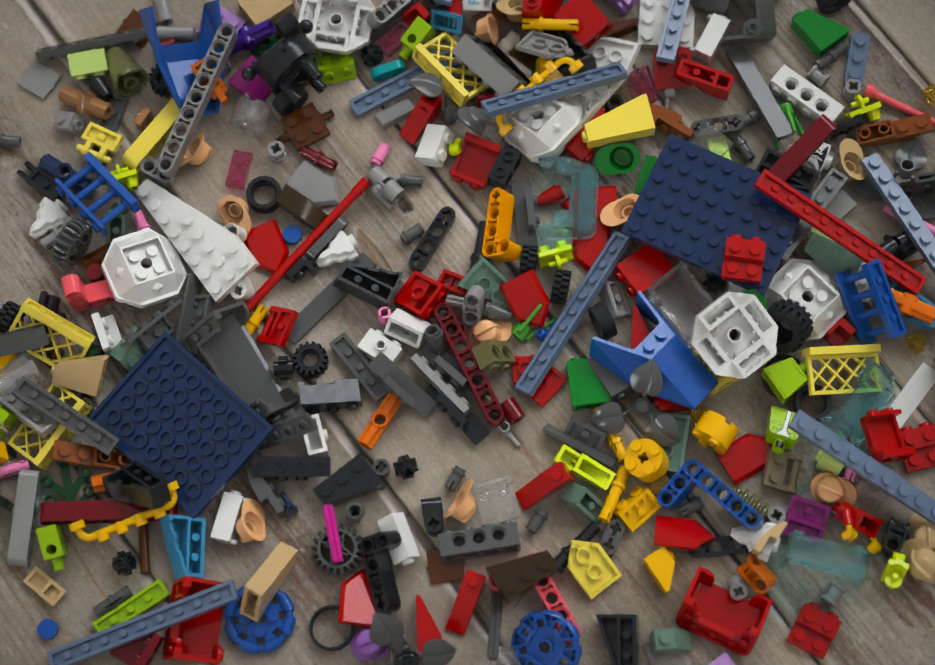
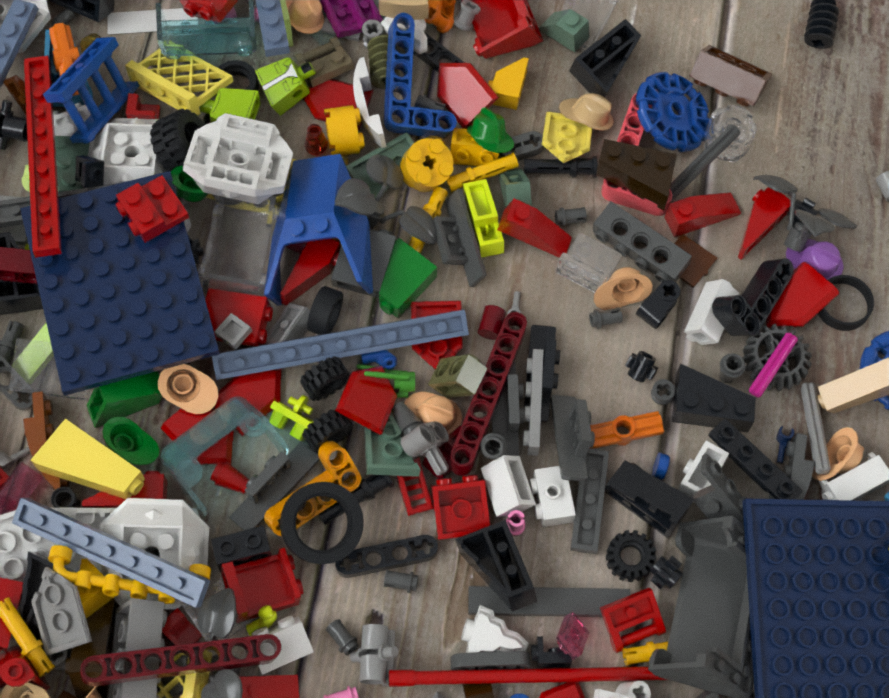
camera: 140 degrees left, 5 degrees down
(278, 526) = (815, 428): none -> light grey axle
(298, 285) = (572, 636): none -> clear pink plate
(341, 422) = (661, 466): none -> blue tile
(463, 69) = (169, 668): none -> dark red beam
(466, 193) = (354, 523): none -> black tyre
(598, 598) = (589, 110): none -> tan piece
(631, 256) = (233, 331): none -> light grey plate
(633, 520) = (490, 132): none -> green piece
(725, 459) = (372, 123): none -> white slope
(727, 409) = (315, 140): none -> clear red cone
(807, 255) = (89, 171): none -> black bracket

